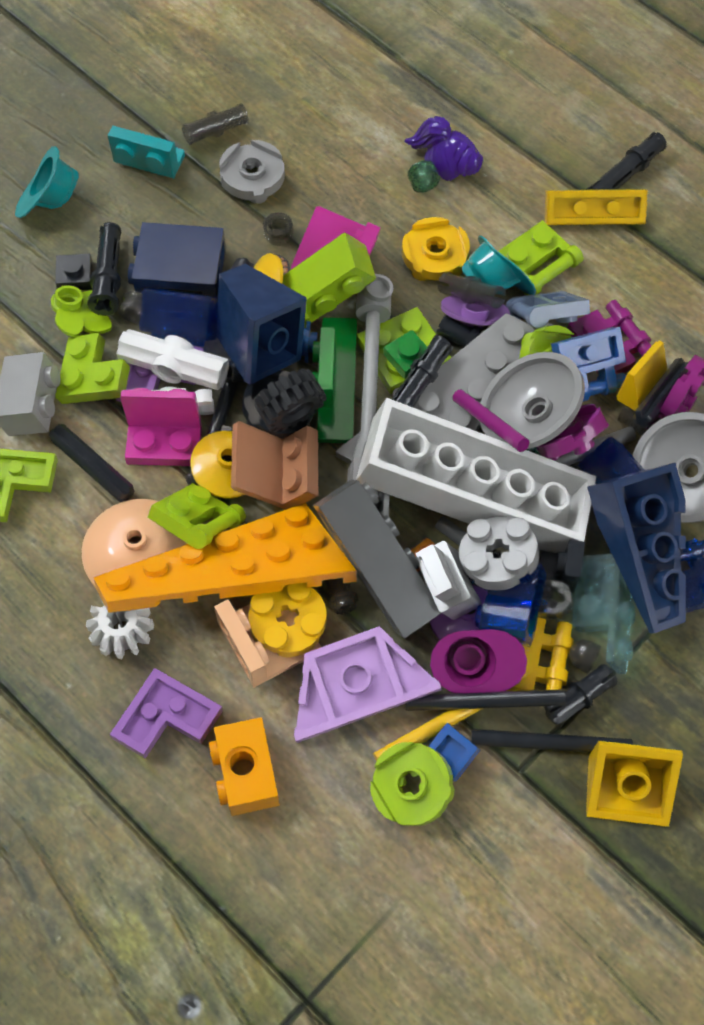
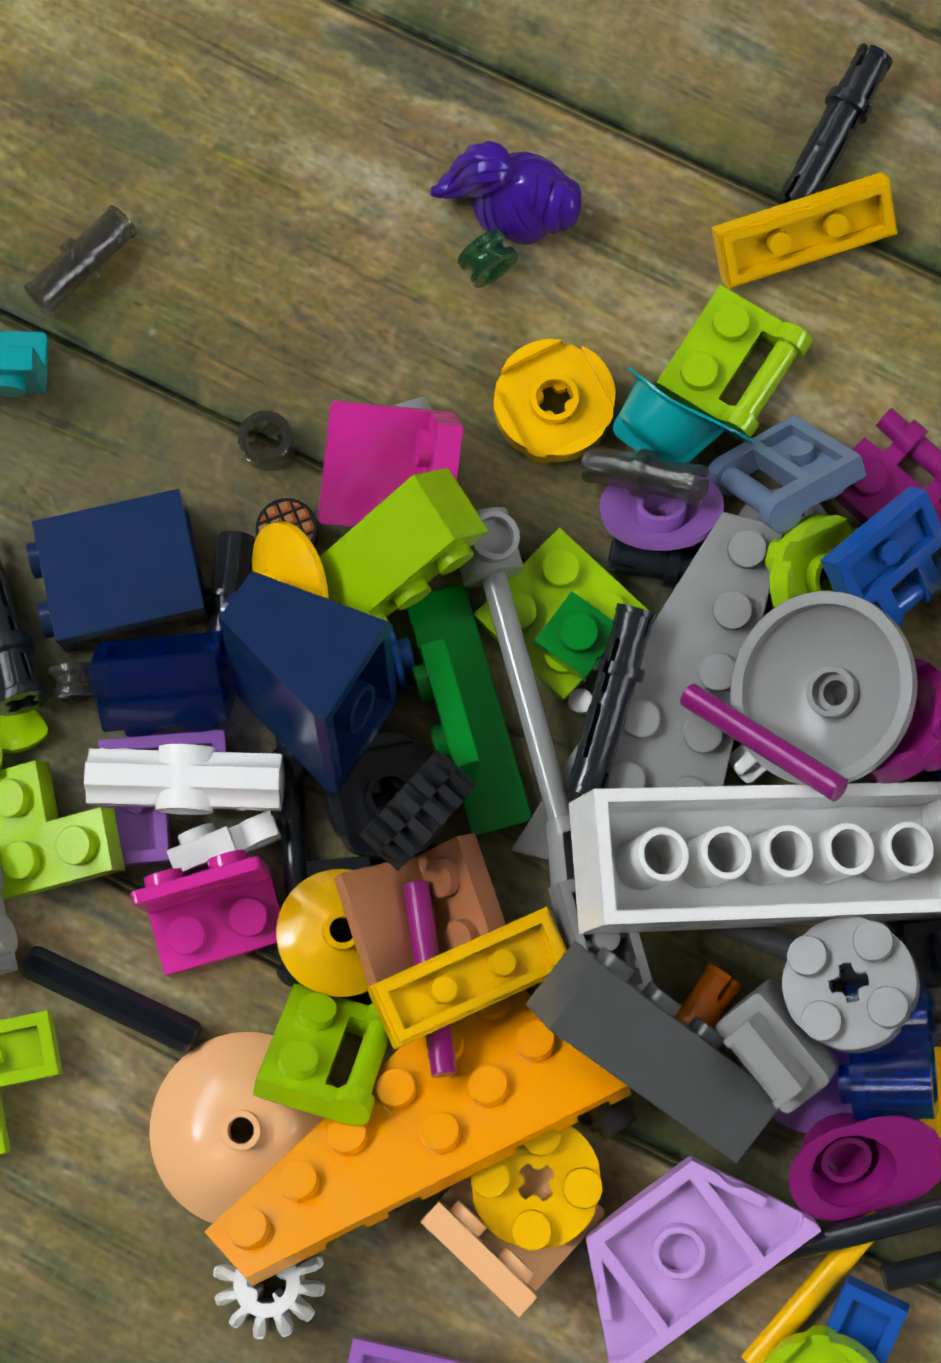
camera: 15 degrees left, 15 degrees up
(252, 186) = (162, 309): light grey plate -> none
(266, 491) = (425, 947): none -> magenta bar
(281, 489) = (467, 978): none -> yellow tile

